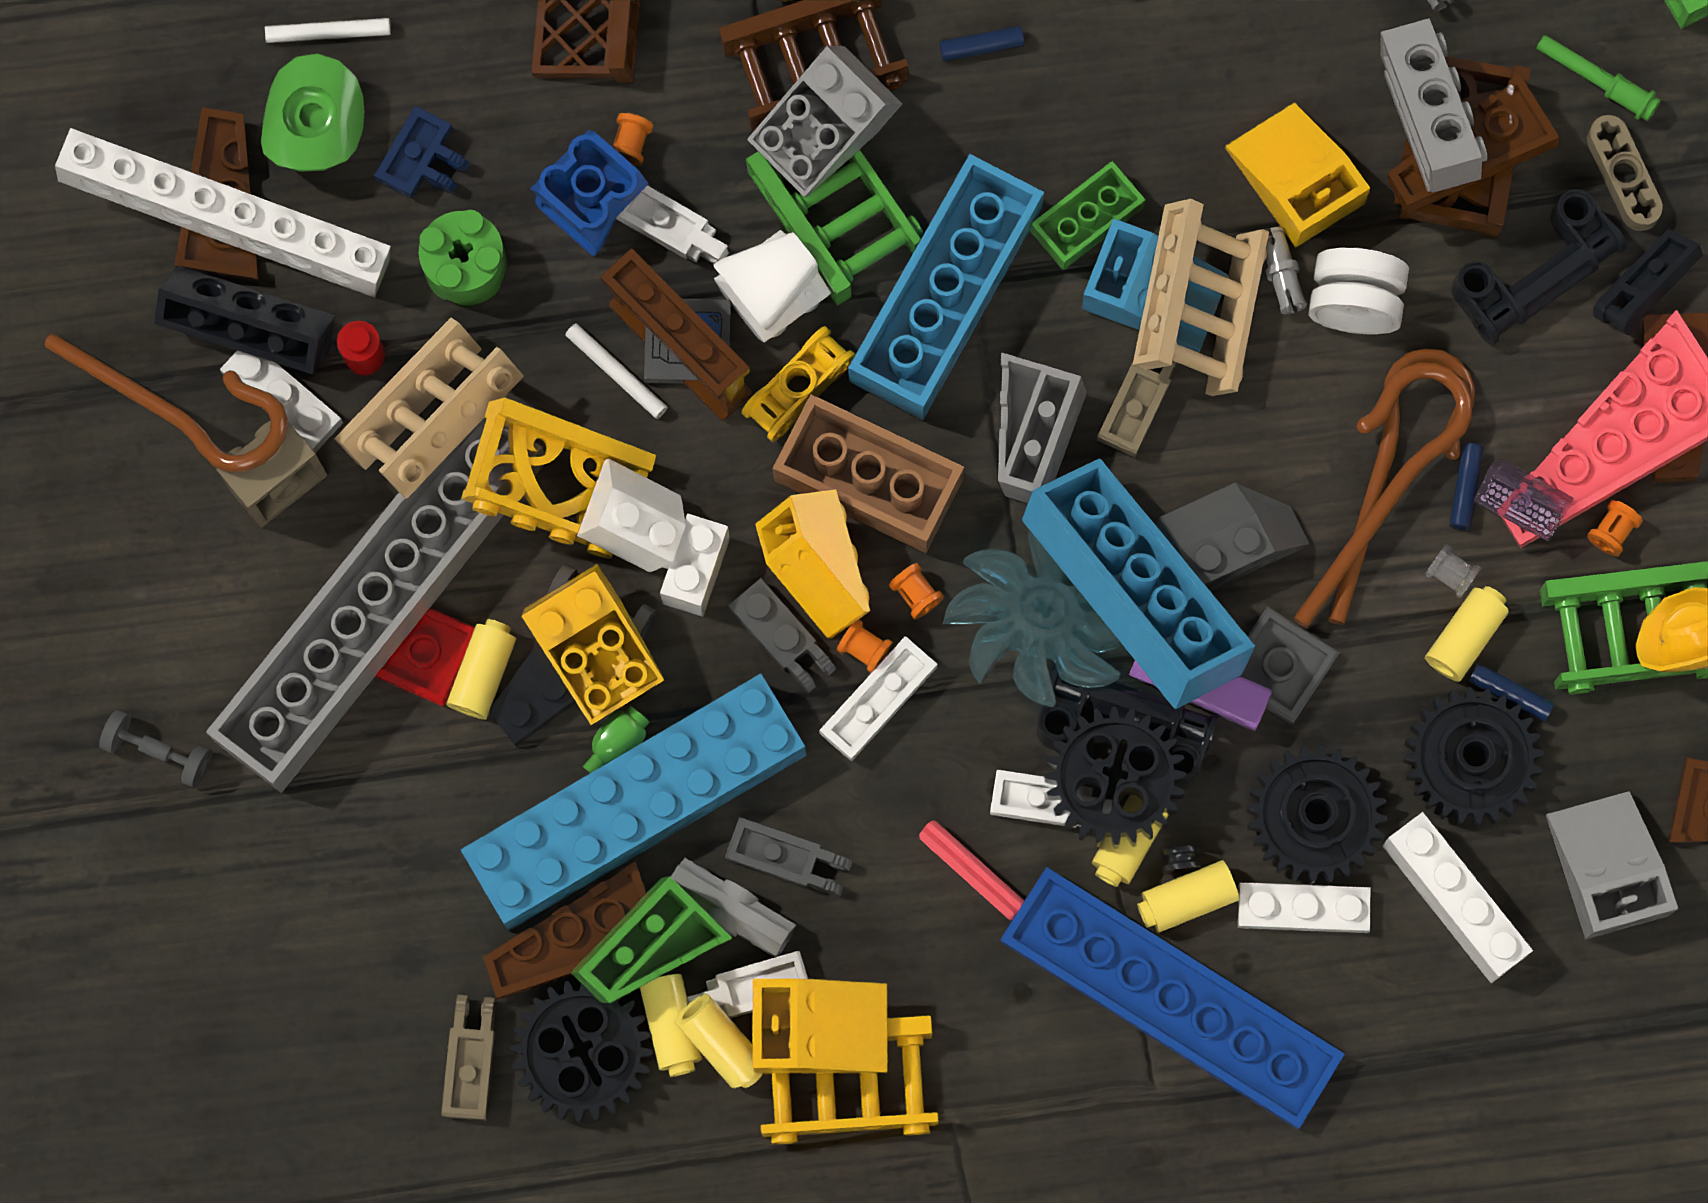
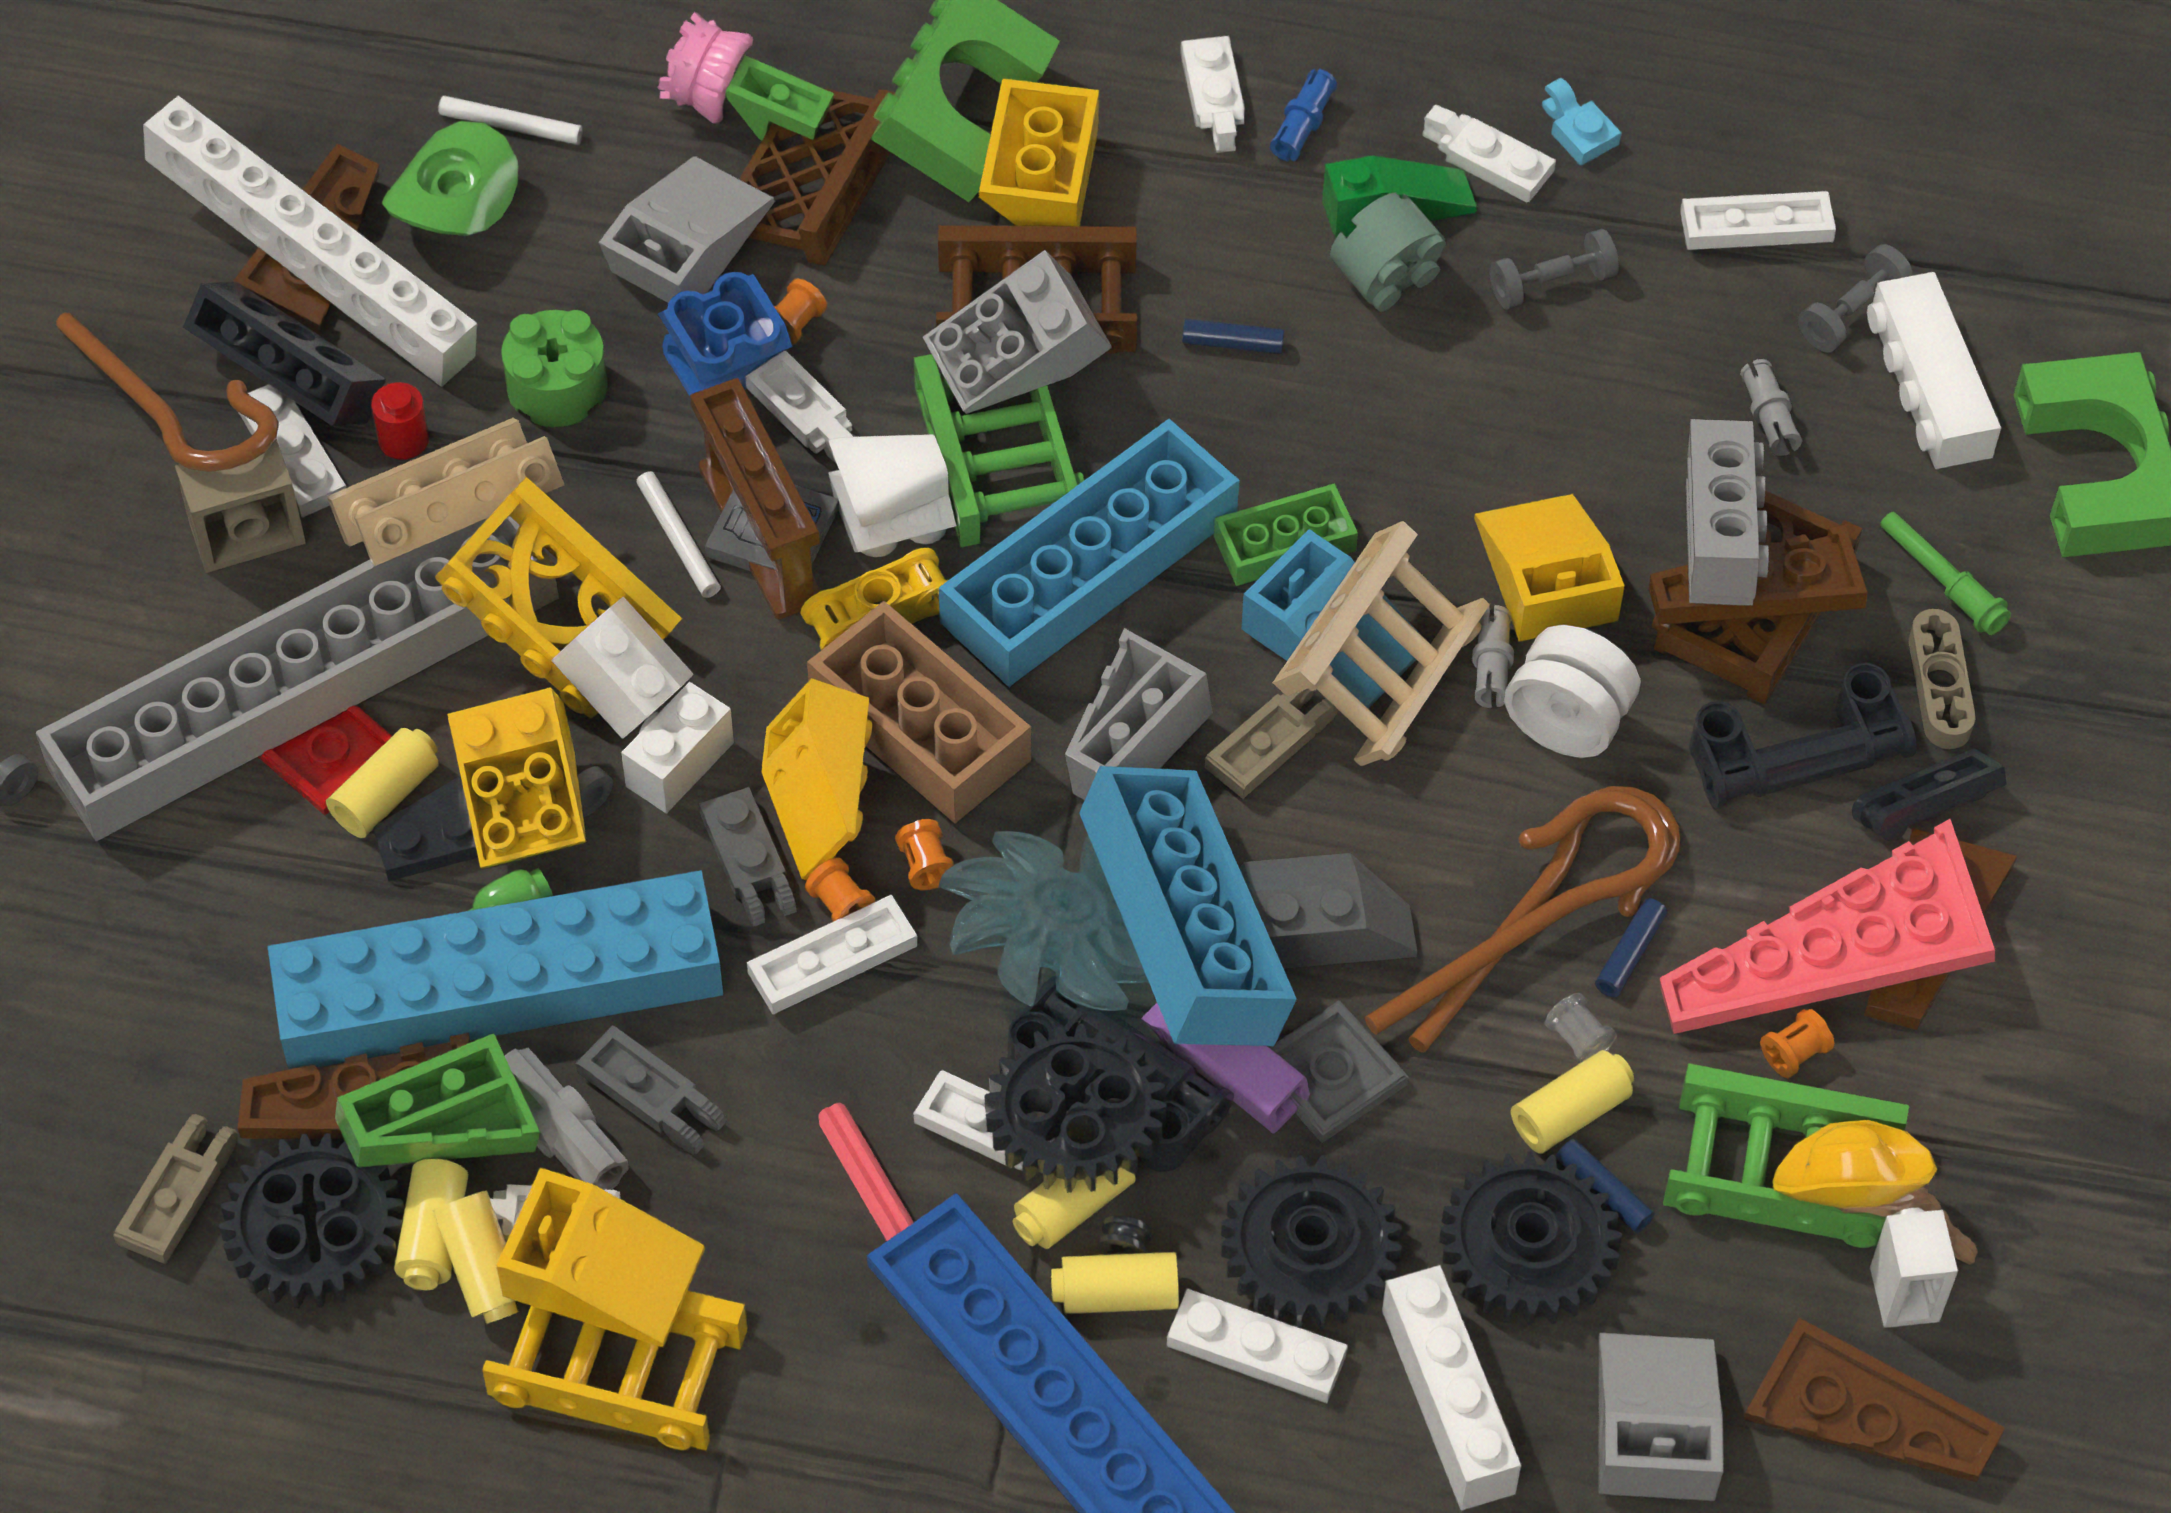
camera: 15 degrees right, 20 degrees down
(414, 153) = (549, 257): dark blue hinge -> none
(518, 96) = (683, 230): none -> light grey slope
(1523, 499) = (1692, 971): clear purple slope -> none

